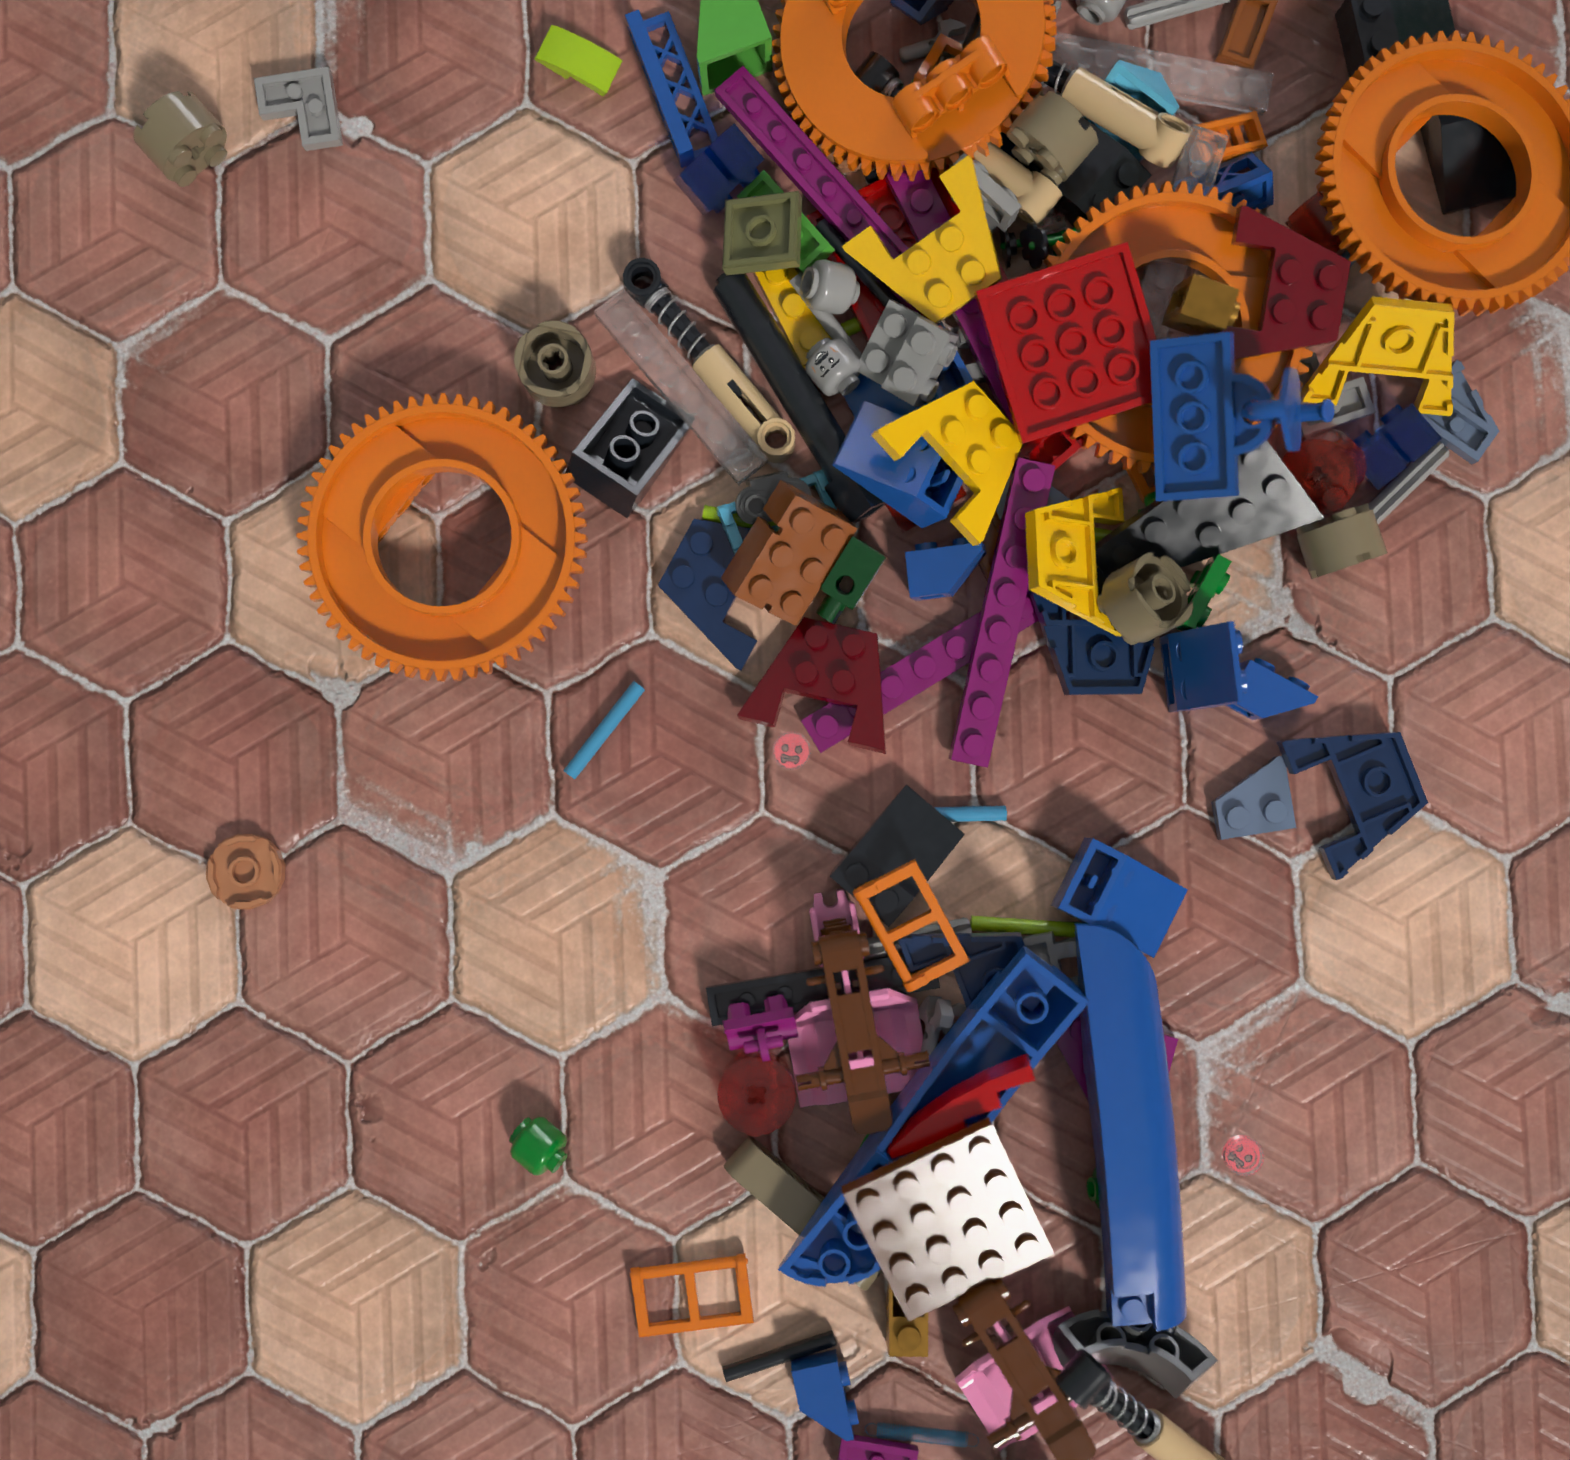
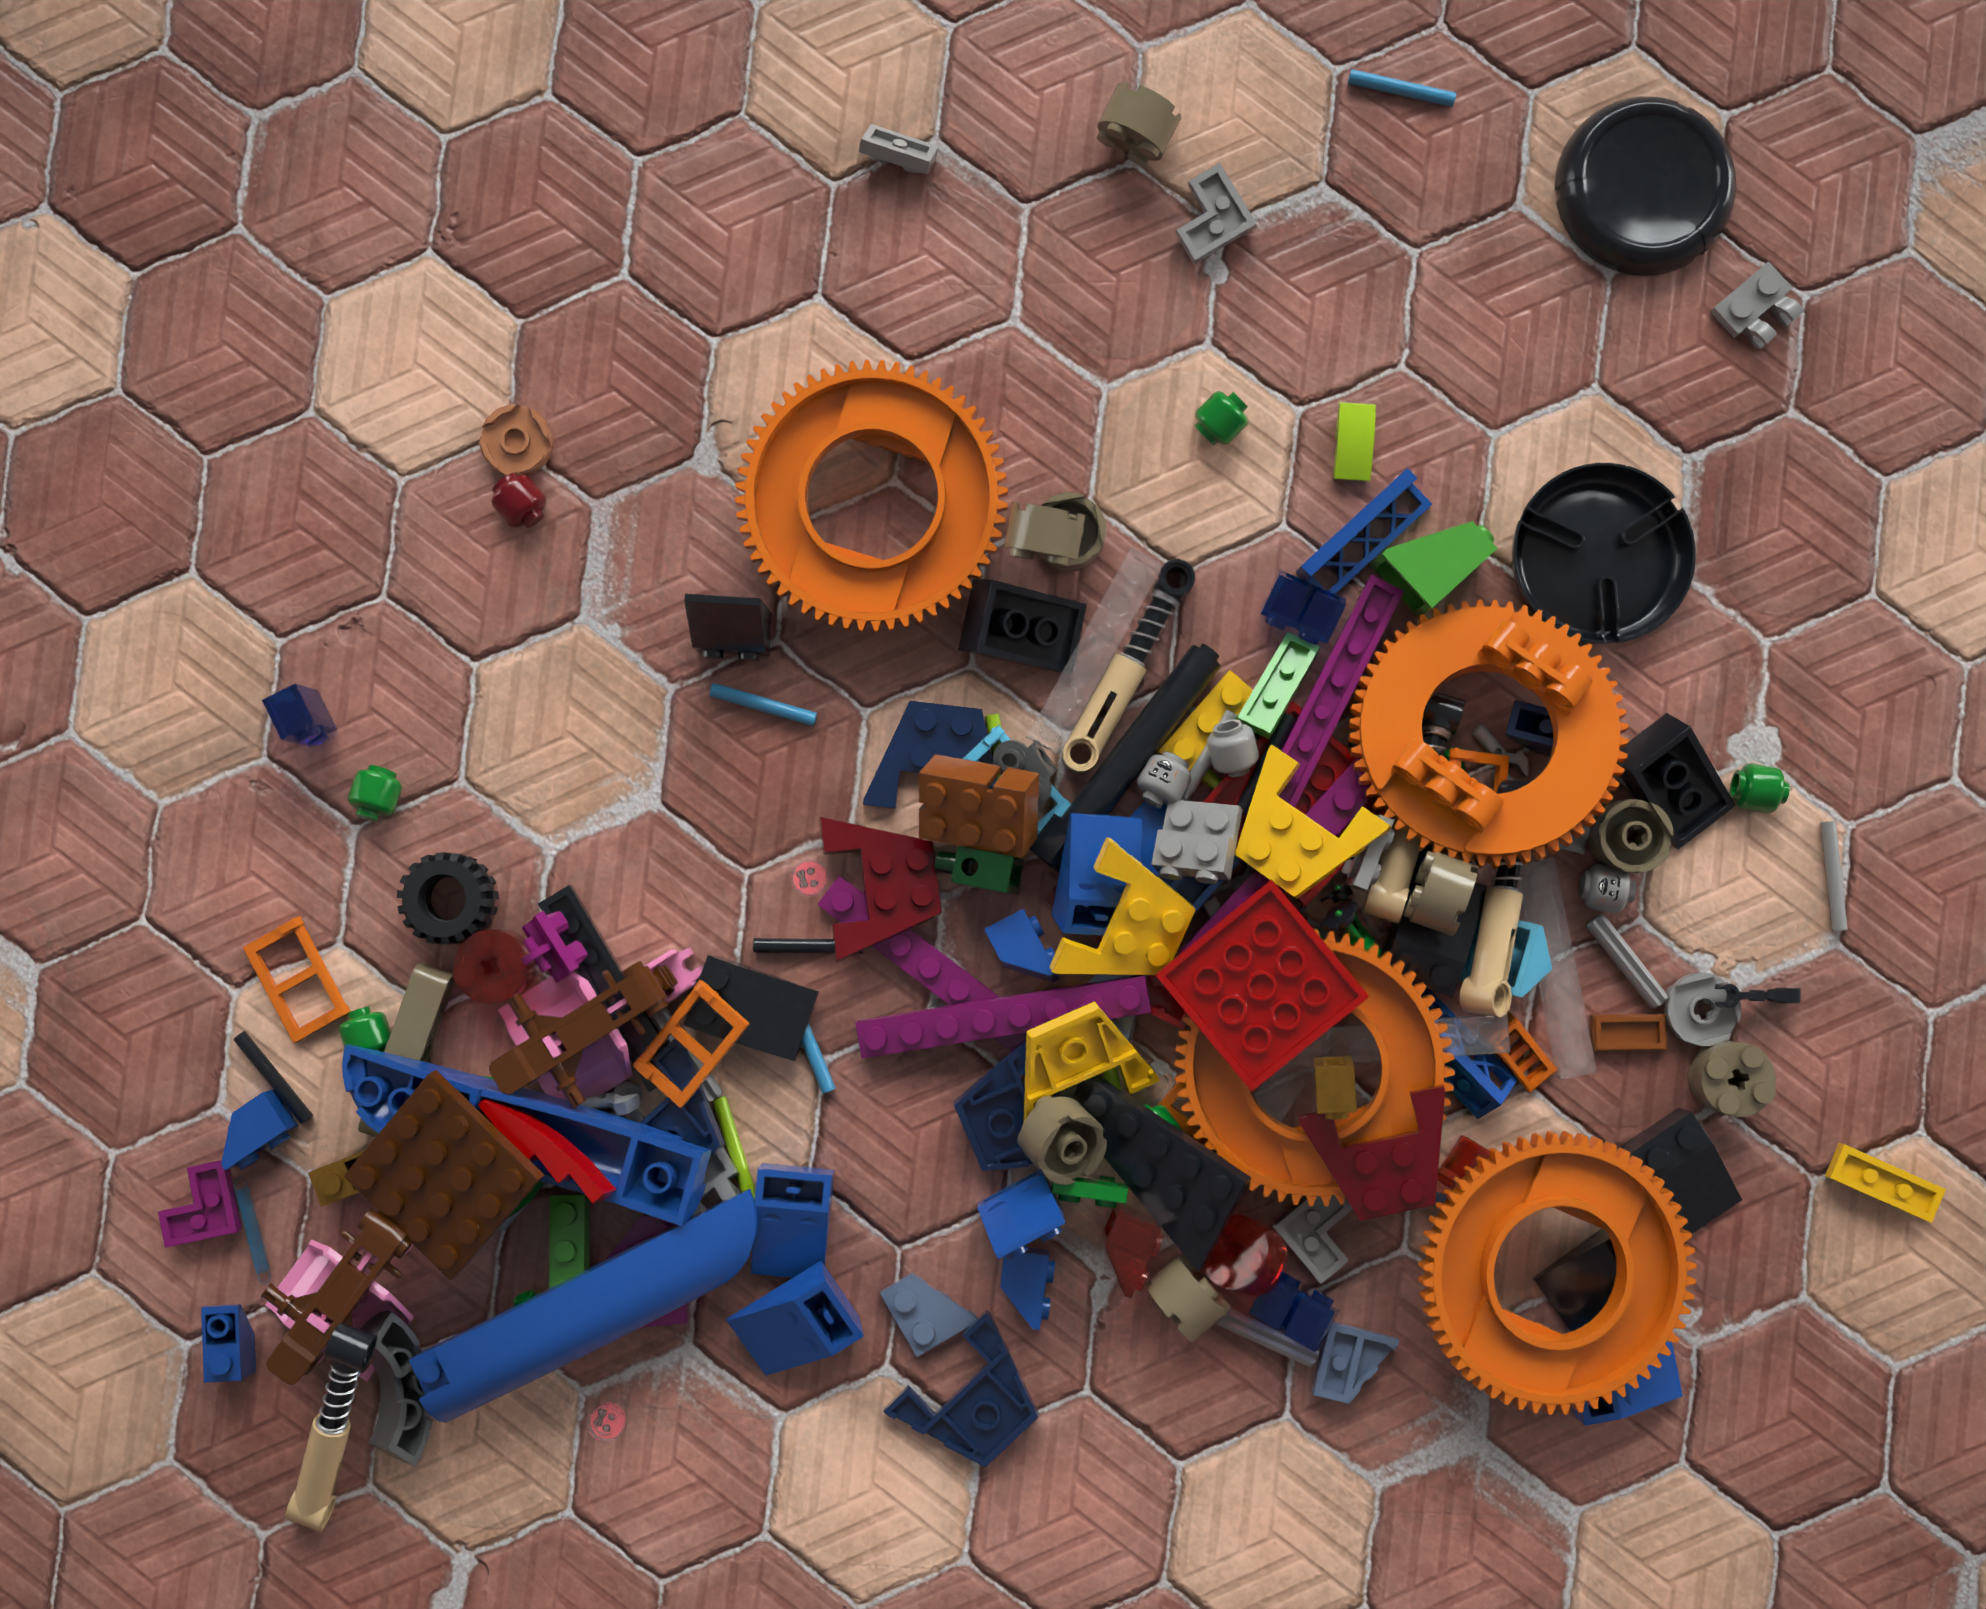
camera: 75 degrees right, 0 degrees up
(103, 392) = (898, 149): none -> light grey plate
(306, 891) = (518, 500): none -> dark red head
(431, 1190) = (300, 715): none -> clear blue piece
(503, 175) = (1221, 417): none -> green head
(513, 729) = (728, 626): none -> black slope
(547, 378) = (1044, 532): none -> dark tan brick
(661, 1144) = (418, 891): none -> black tyre
(762, 233) = (1257, 668): olive plate -> none
(769, 1245) = (365, 1029): none -> green head
(852, 790) = (793, 945): none -> black piece
(1050, 1123) = (568, 1237): none -> bright green plate
(1203, 415) = (1235, 1127): blue plate -> none
(1220, 928) = (798, 1322): none -> blue slope
(1272, 577) = (1130, 1241): none -> clear red slope
(1393, 340) = (1380, 1271): yellow wing -> none

